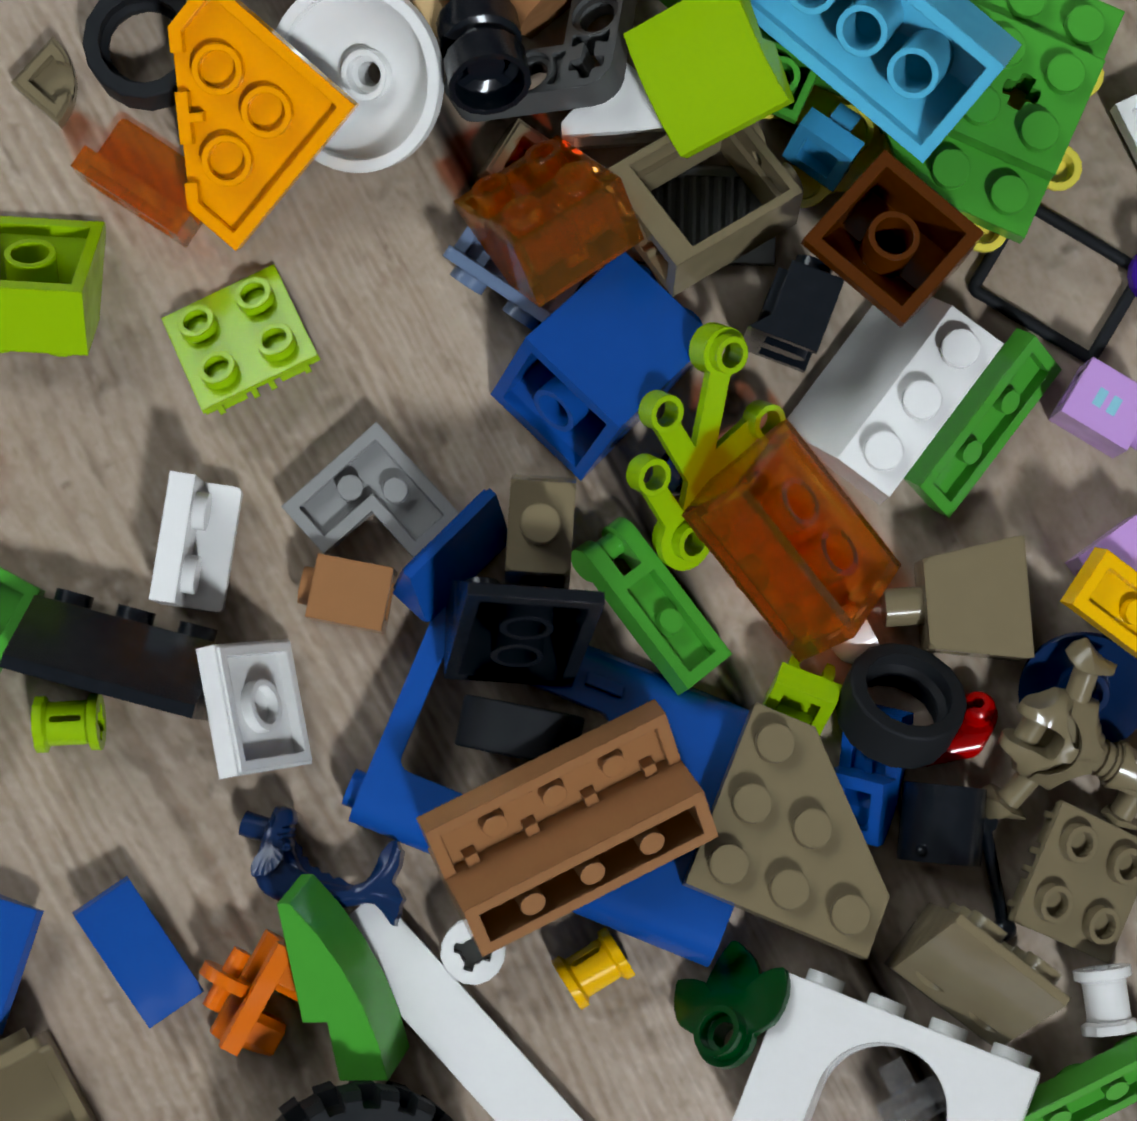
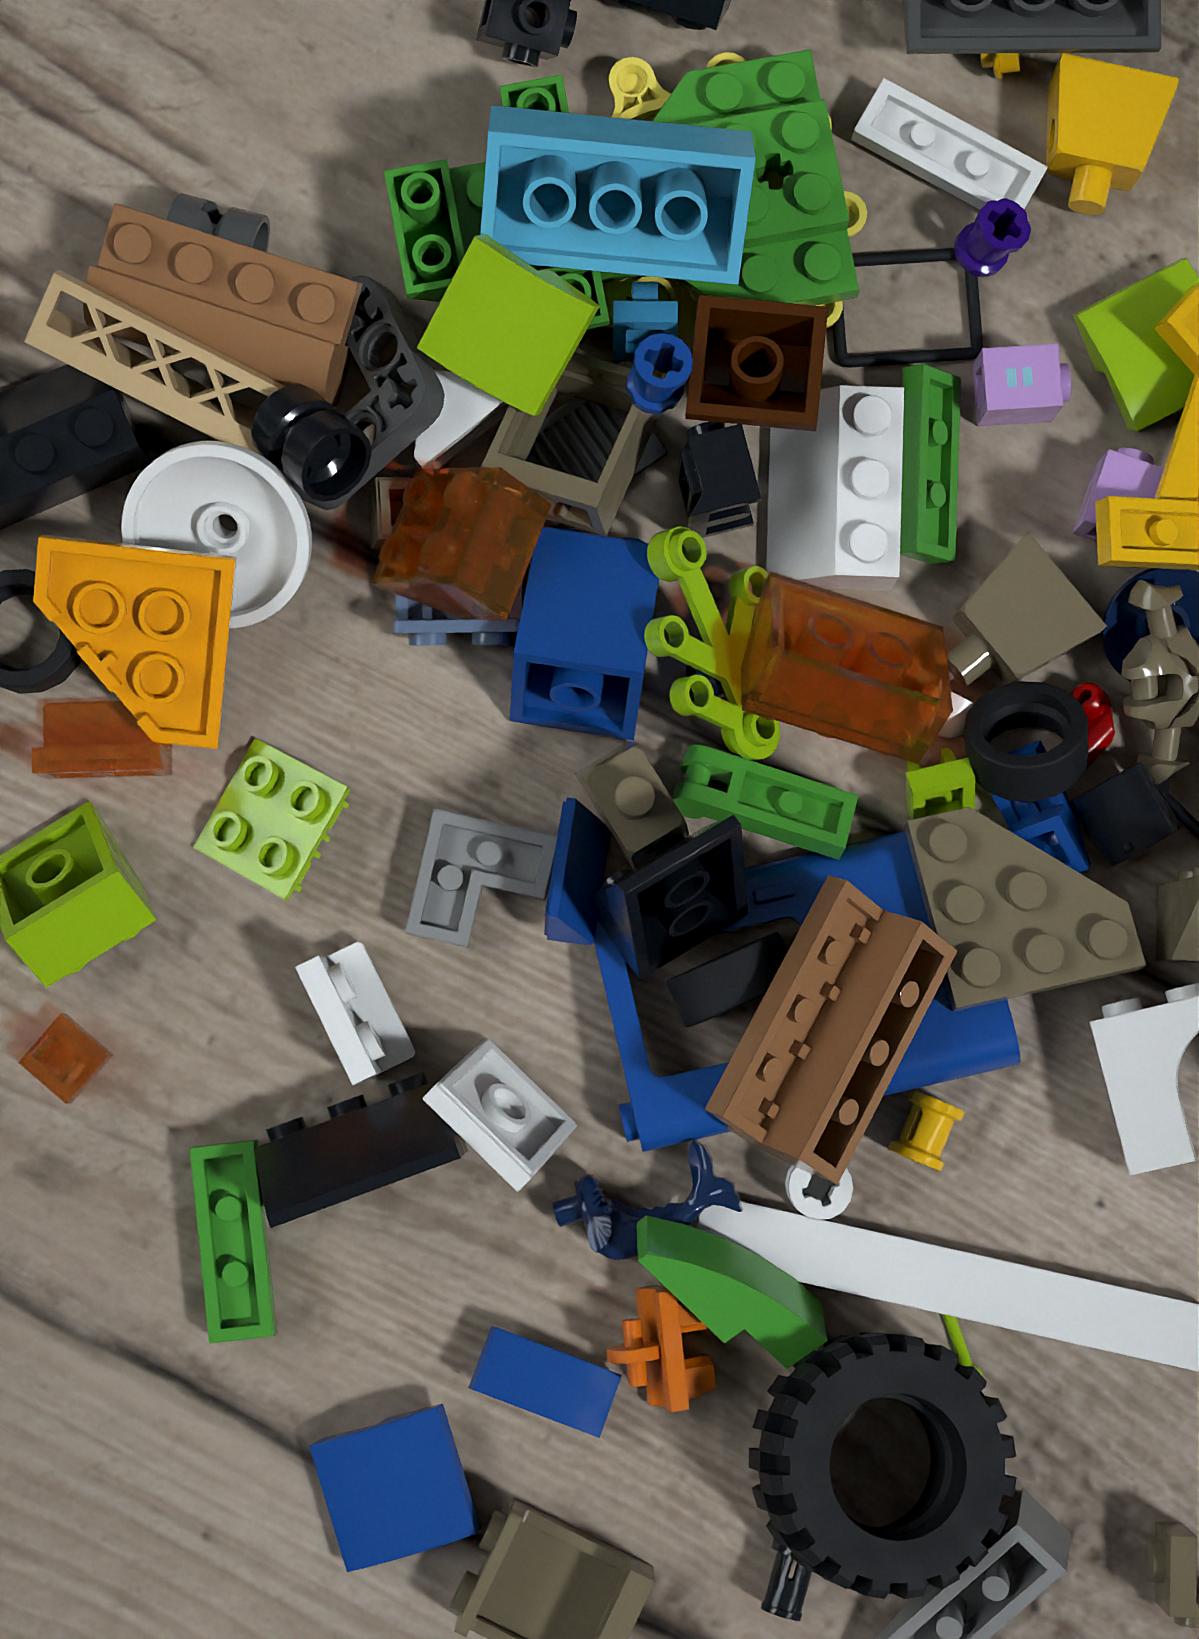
camera: 30 degrees left, 0 degrees up
(68, 723) = (354, 1234): lime bush -> none
(348, 593) = (509, 965): medium nougat brick -> none
(732, 998) = (1056, 1074): dark green plate -> none
(807, 171) = (664, 354): none -> blue bush

